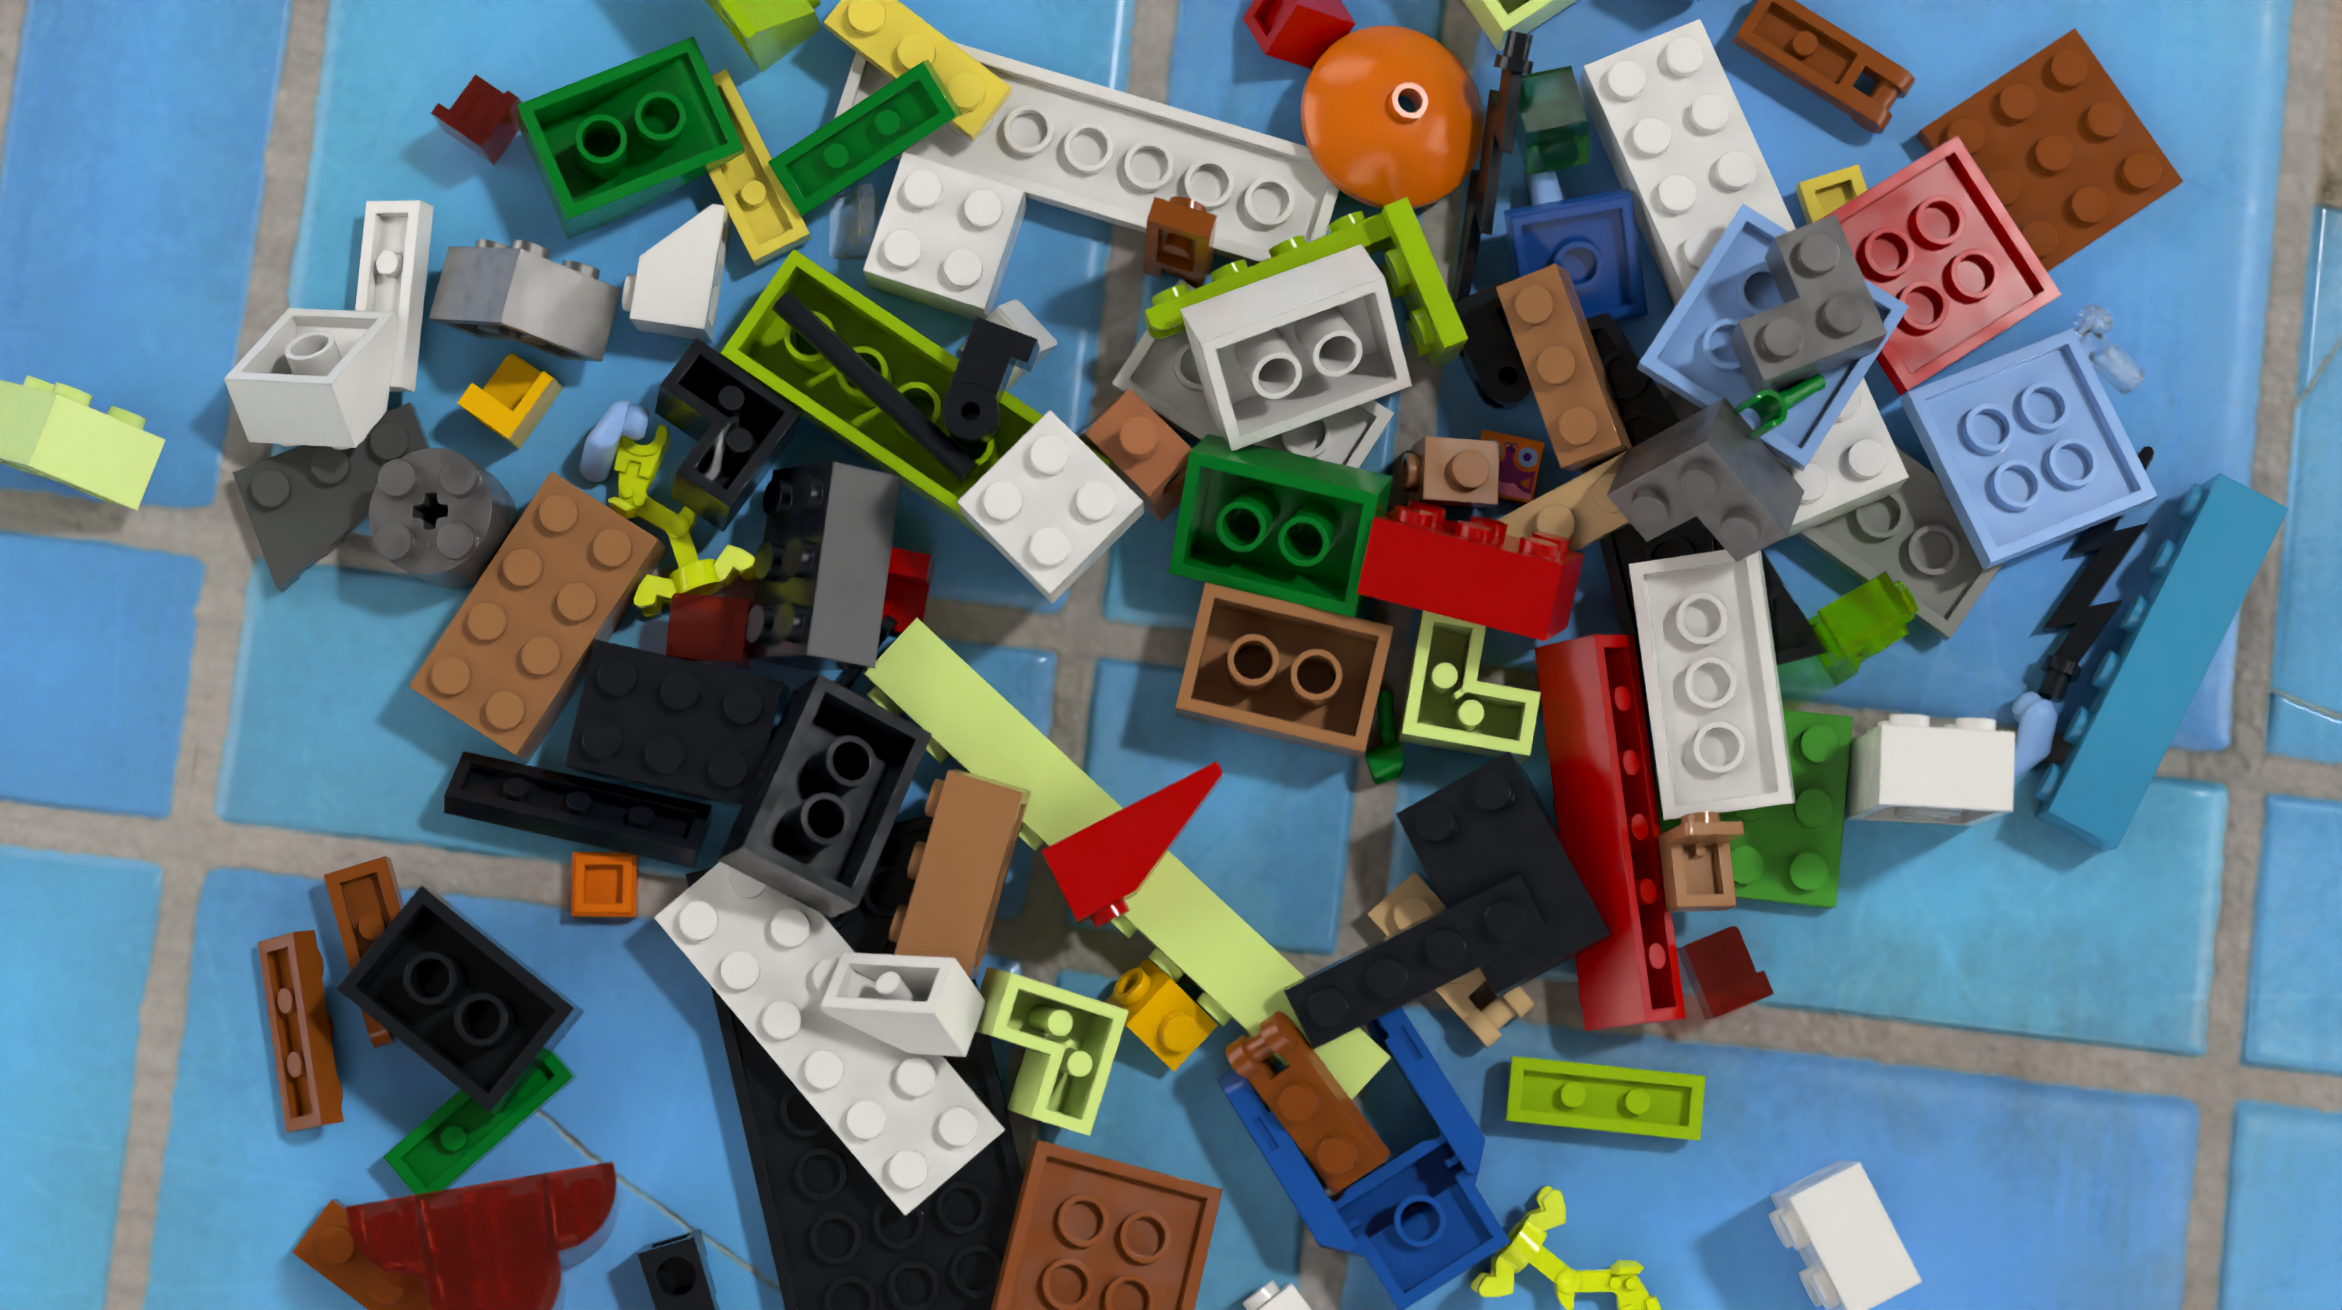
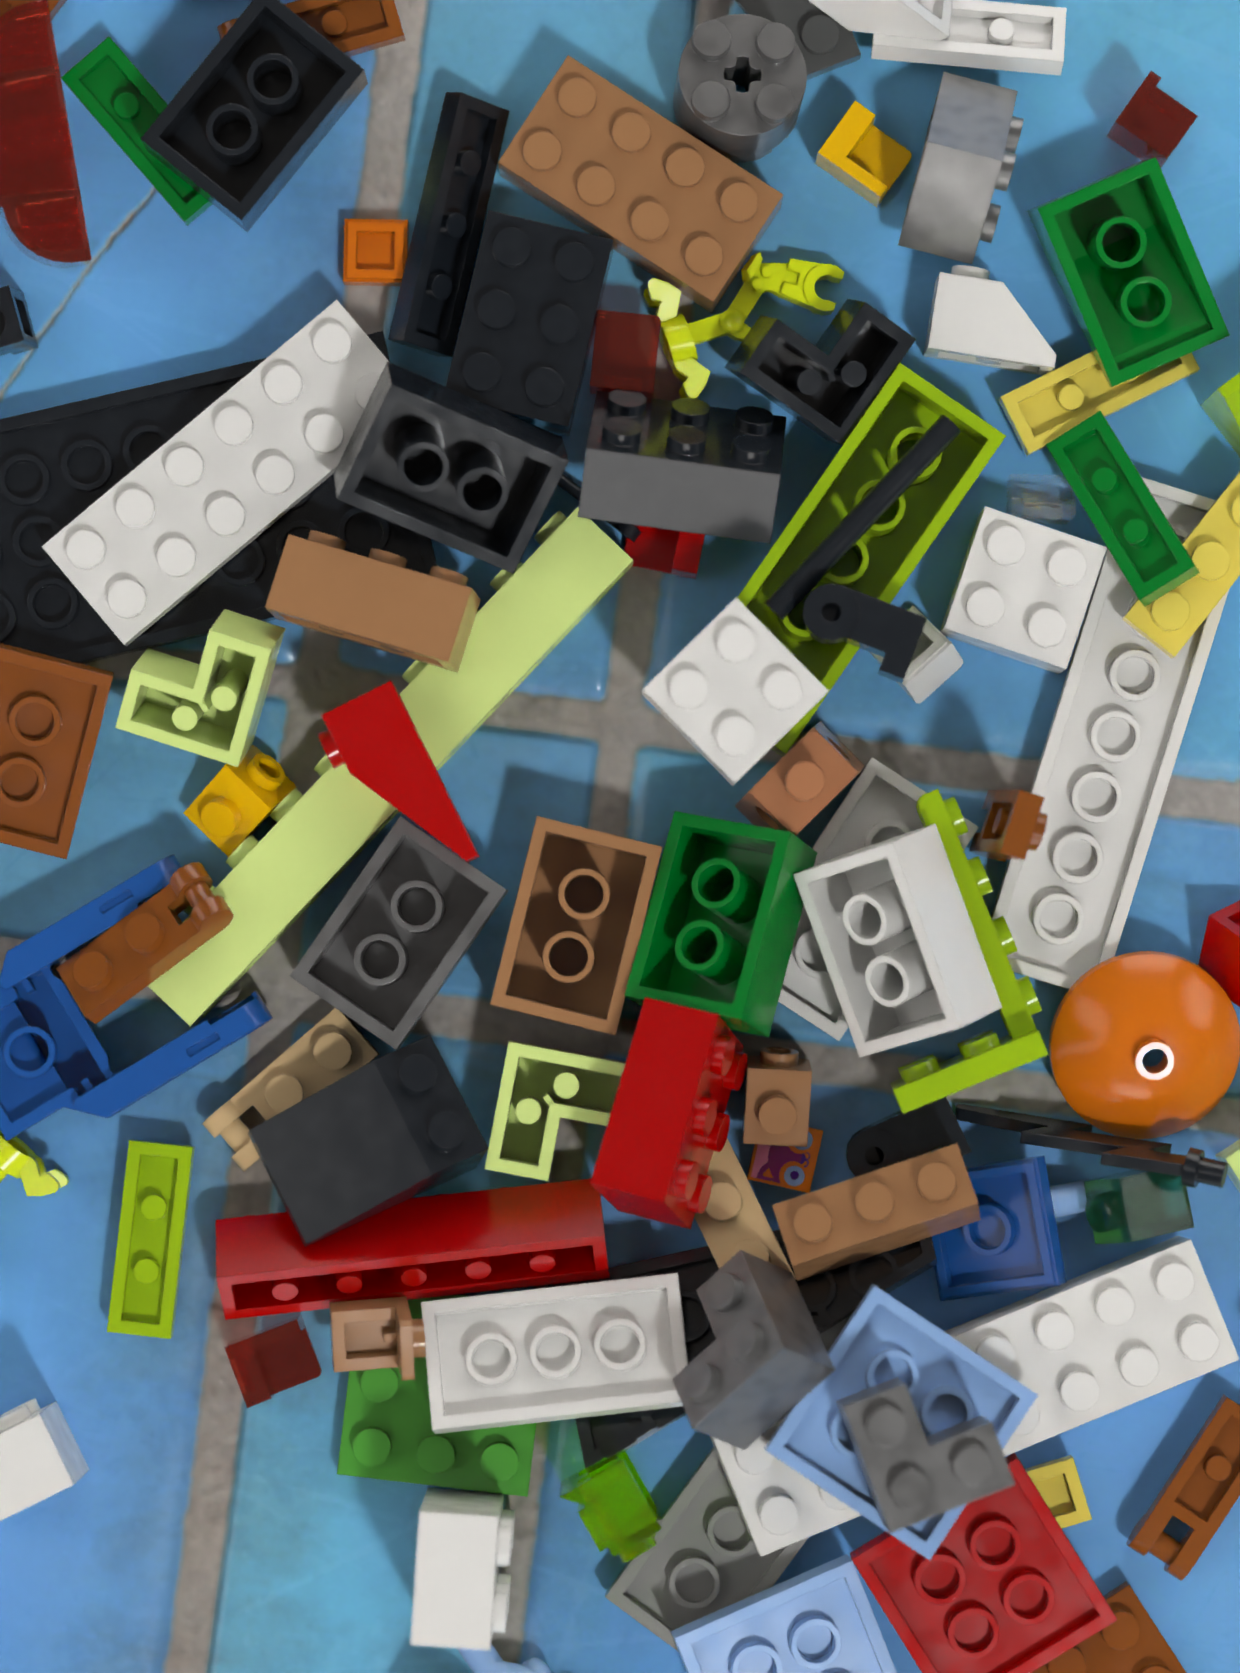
camera: 90 degrees right, 5 degrees up
(605, 437) = (821, 249): light blue arm -> none
(906, 1001) = (246, 547): white slope -> none
(1293, 847) = (399, 933): none -> flat silver brick
(1386, 760) = (490, 1028): green hand -> none
(1415, 960) = (281, 1051): black plate -> none
(1773, 406) = (825, 1419): green hand -> none

